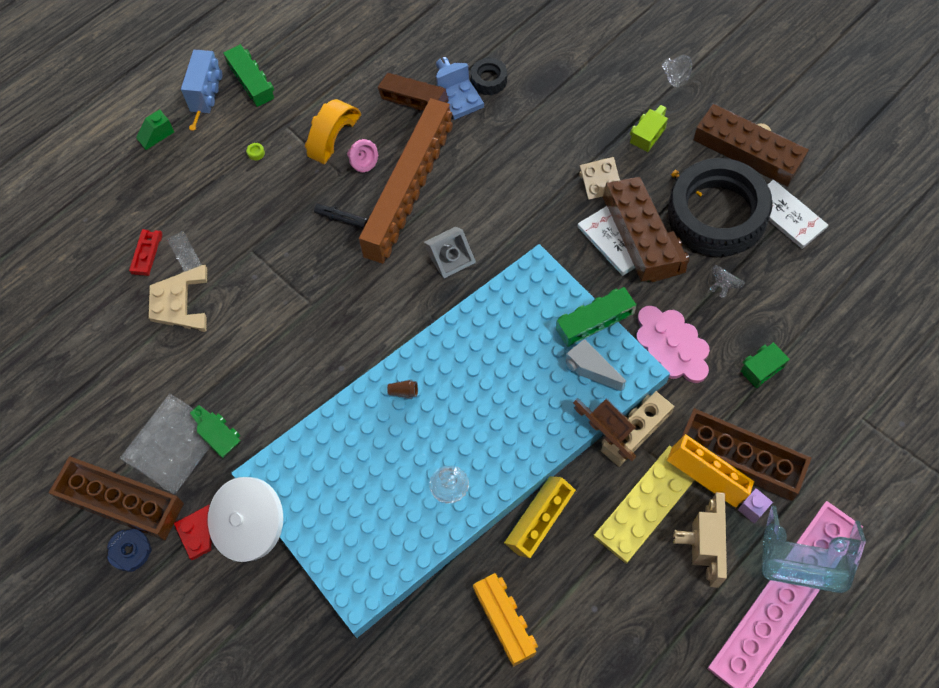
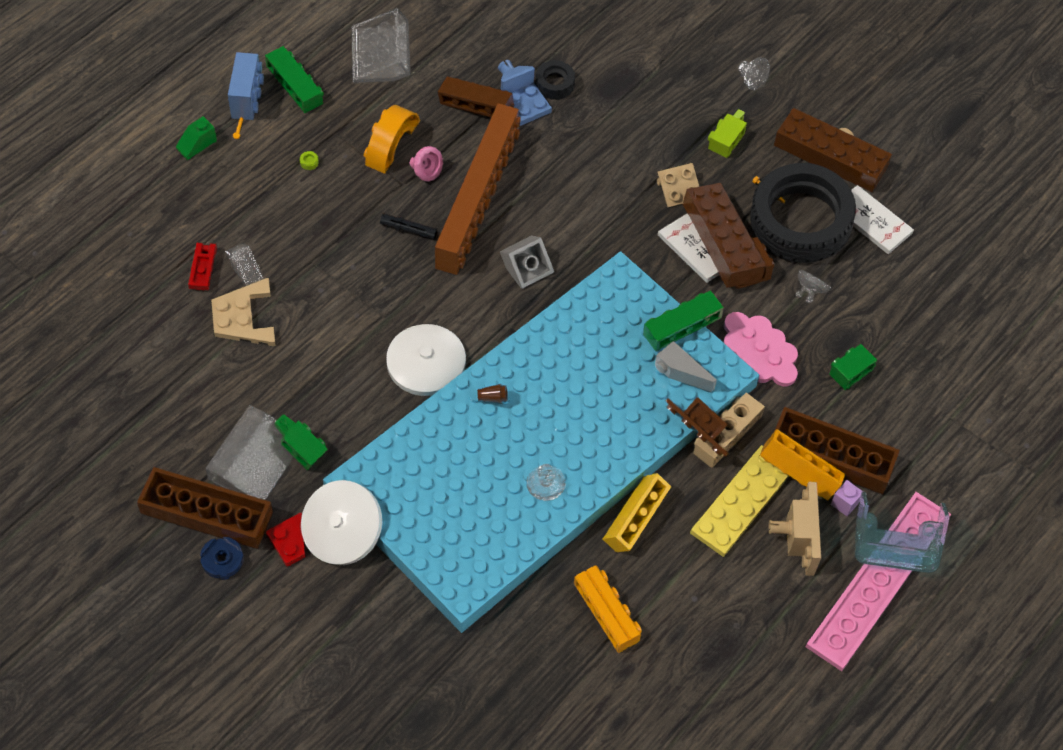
camera: 10 degrees left, 5 degrees down
(331, 46) = (381, 48): none -> clear slope
(345, 348) = (425, 359): none -> white dish

